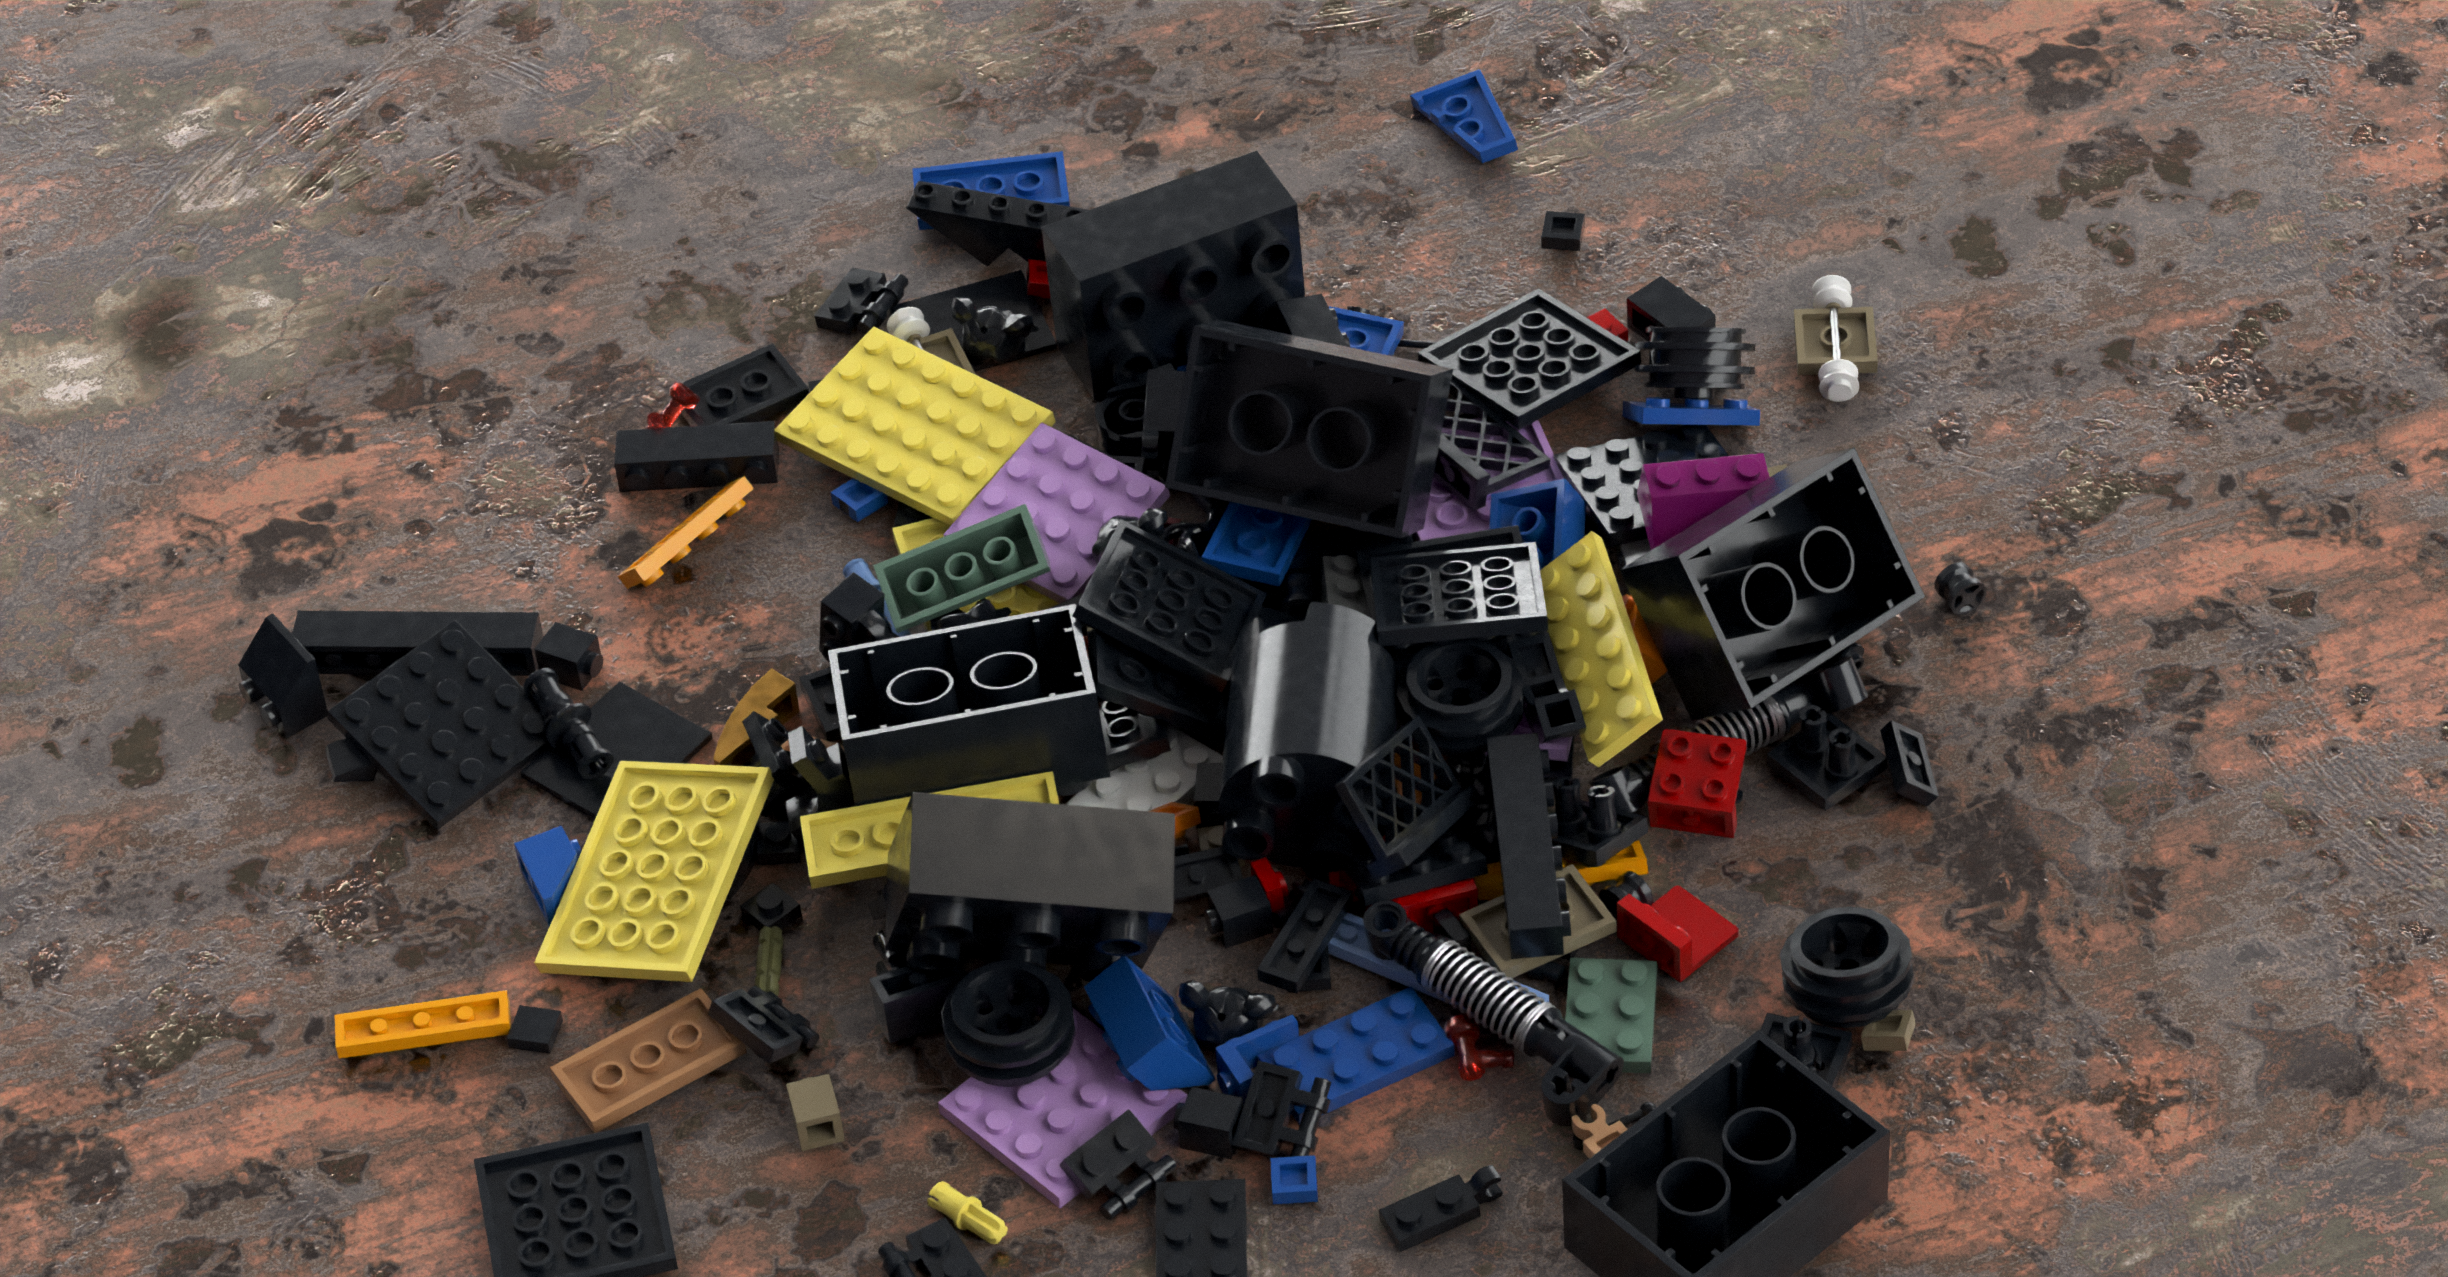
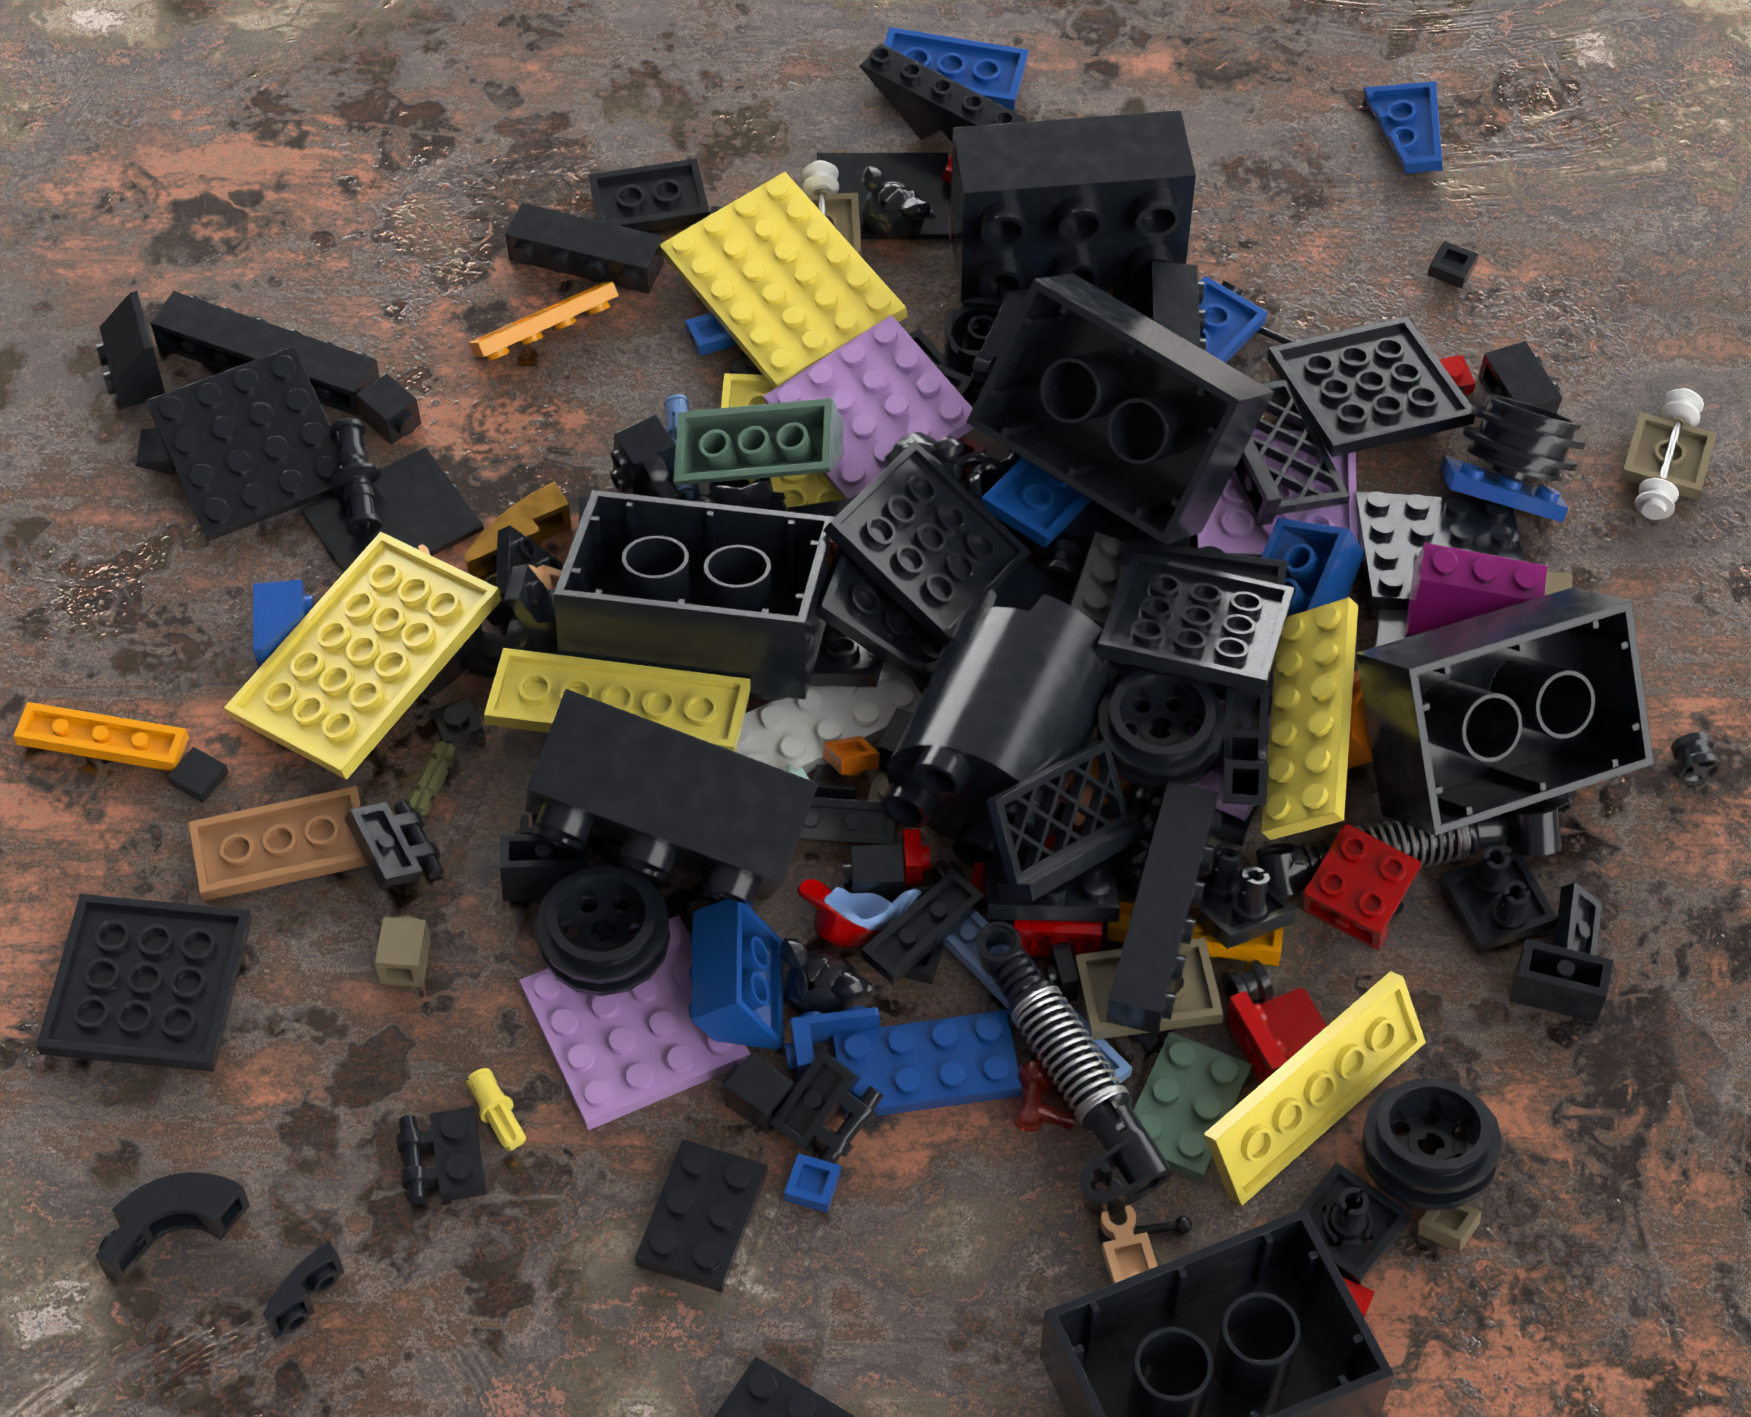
camera: 15 degrees right, 10 degrees up
(681, 398) = (593, 187): clear red piece -> none
(860, 301) = (792, 140): black plate -> none
(1108, 1155) = (649, 1096): black plate -> none
(1235, 954) = (852, 918): none -> hair
(1439, 1208) = (938, 1263): black plate -> none
(1724, 956) = (1315, 1088): none -> light yellow plate
(1910, 804) = (1561, 980): none -> black brick

